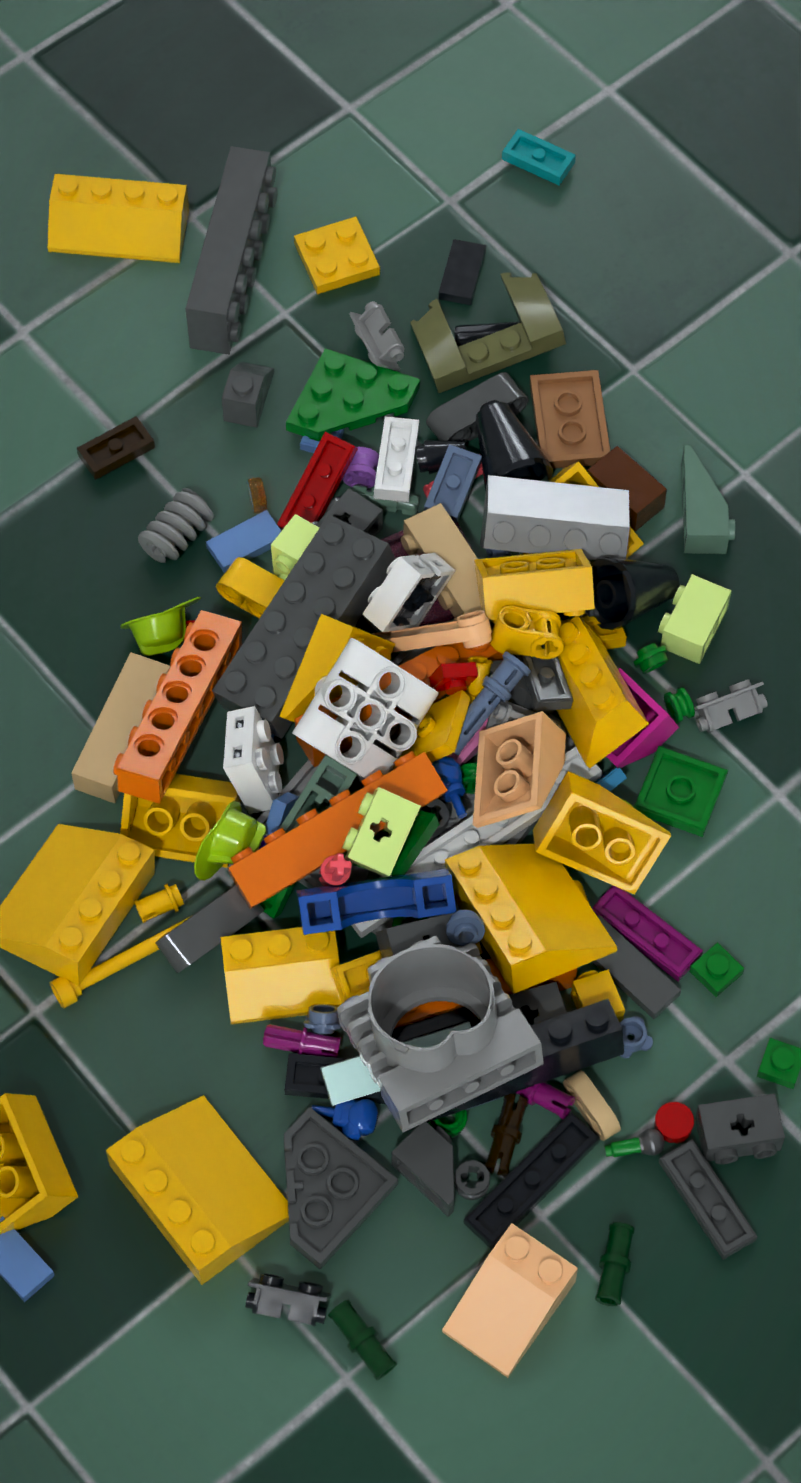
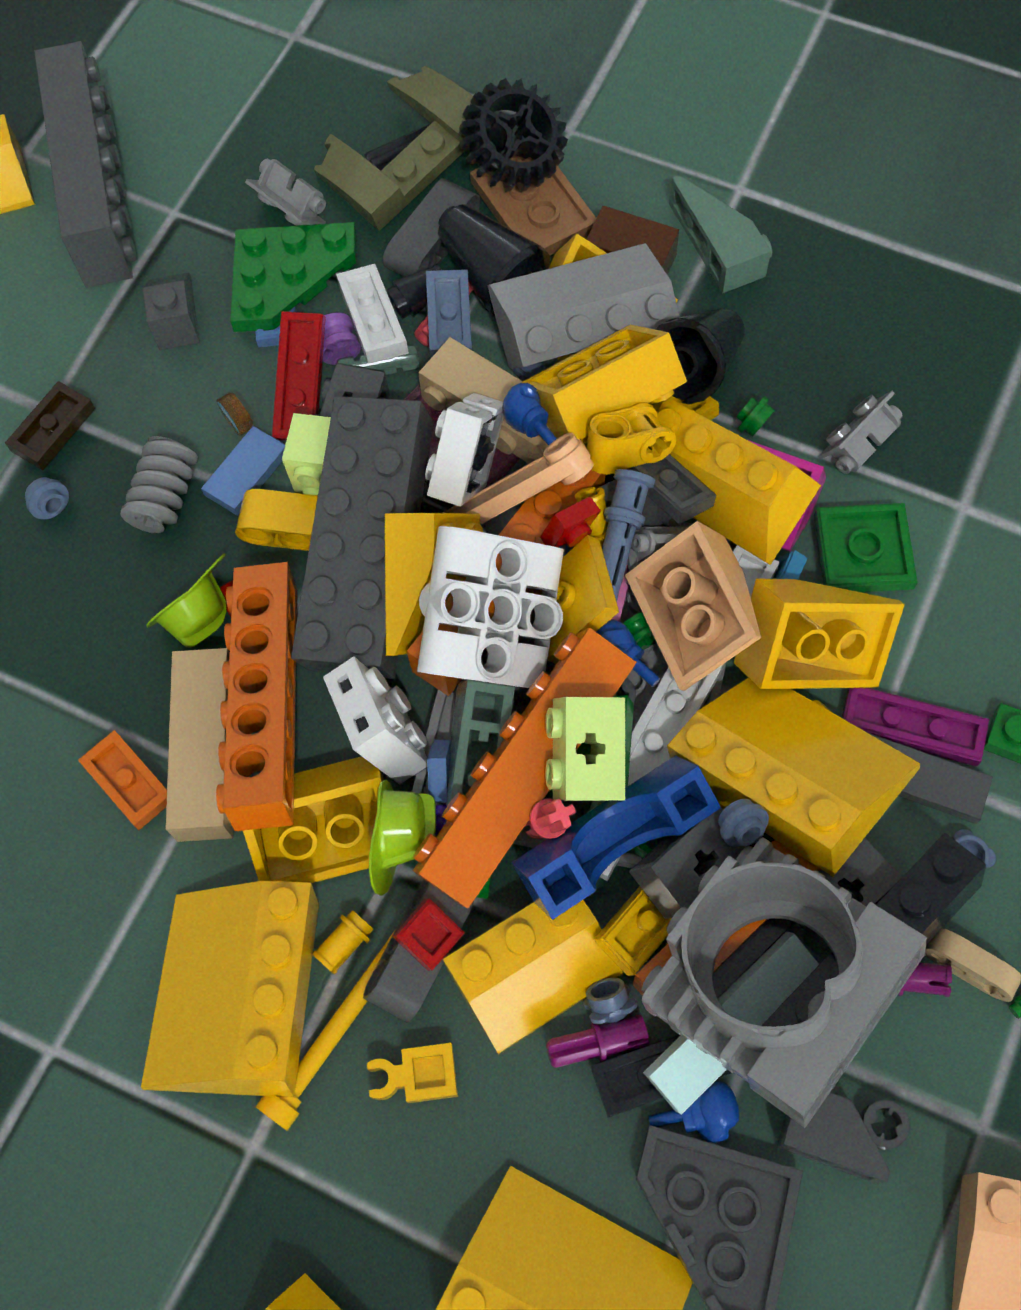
camera: 20 degrees left, 5 degrees up
(58, 729) = (125, 779): none -> orange plate
(89, 502) = (46, 498): none -> sand blue plate
(171, 1012) = (424, 1074): none -> yellow plate
(218, 916) = (428, 934): none -> red tile
(336, 255) = (201, 132): yellow plate -> none
(462, 272) = (343, 99): black tile -> none
(462, 583) = (525, 414): none -> blue piece
(506, 1134) = (896, 1055): dark brown pin -> none
(532, 1180) = (950, 1093): black tile -> none
(562, 353) = (541, 144): none -> black gear
(596, 987) = (909, 830): yellow brick -> none
(679, 705) = (813, 449): green bush -> none
(695, 618) = (777, 354): yellowish green brick -> none

